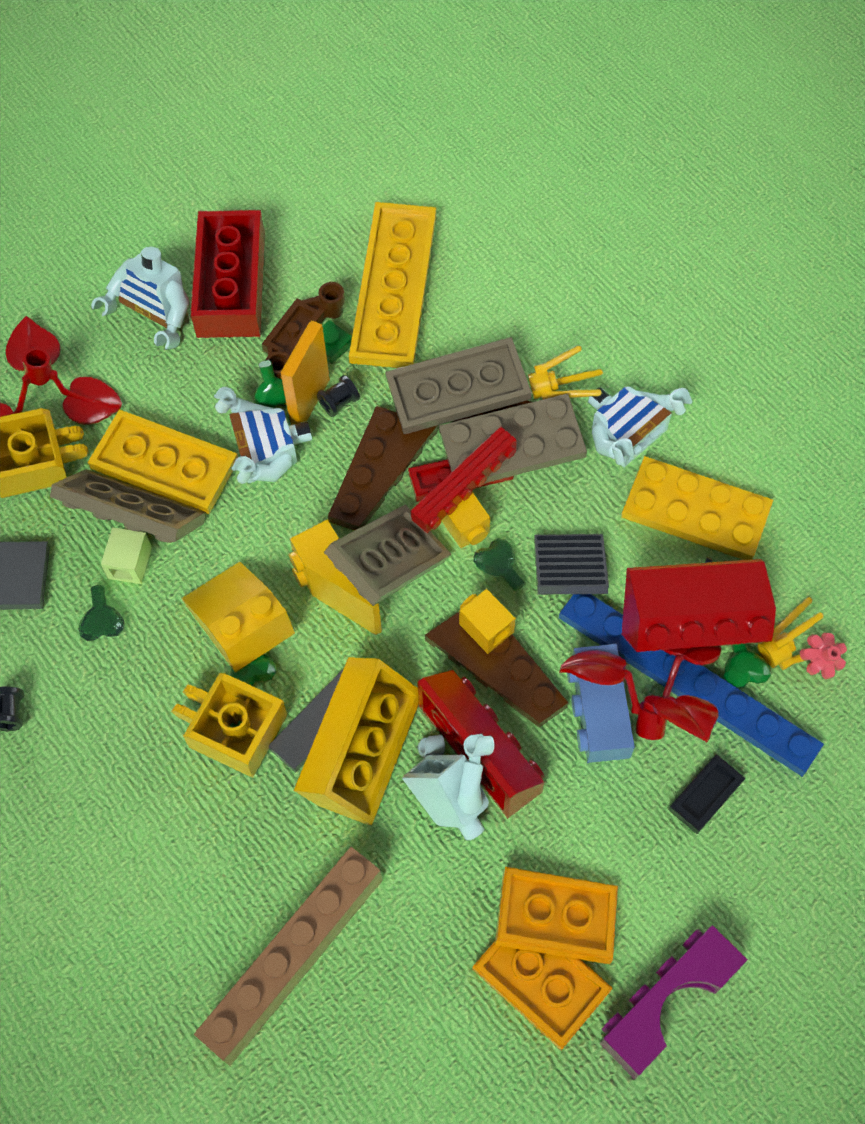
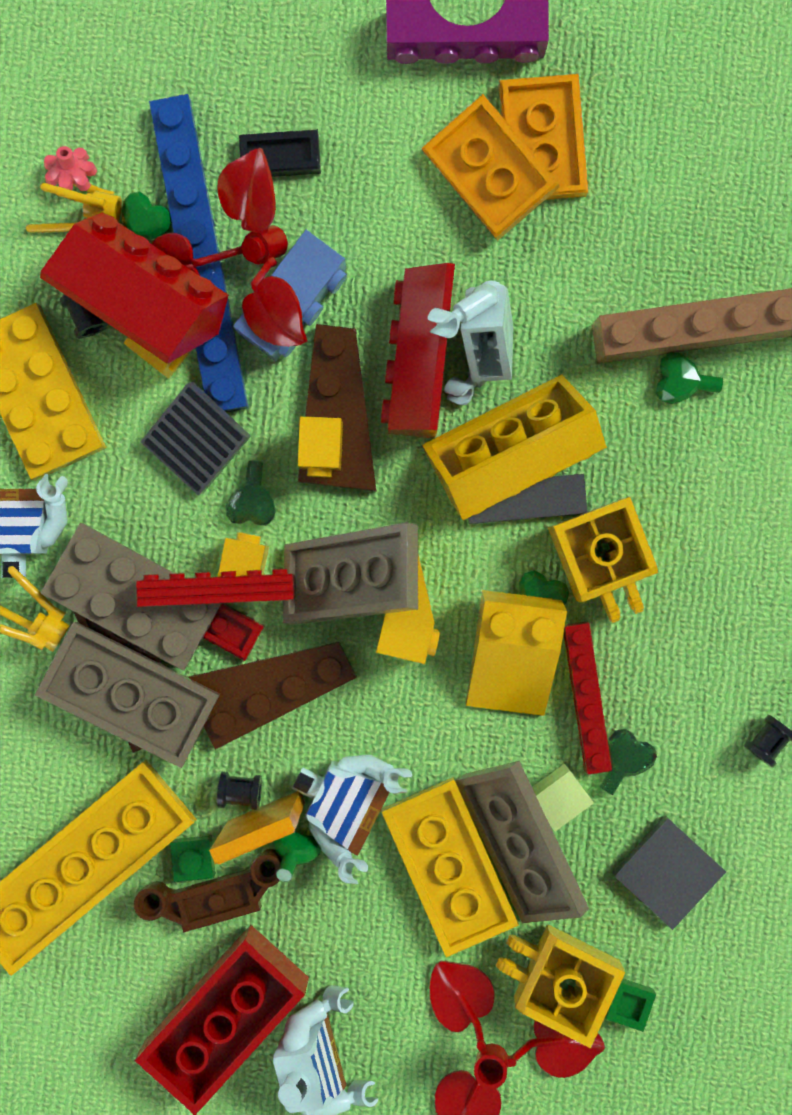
camera: 145 degrees left, 25 degrees up
(163, 632) = (587, 698): none -> red piece
(280, 898) = (682, 379): none -> green rock

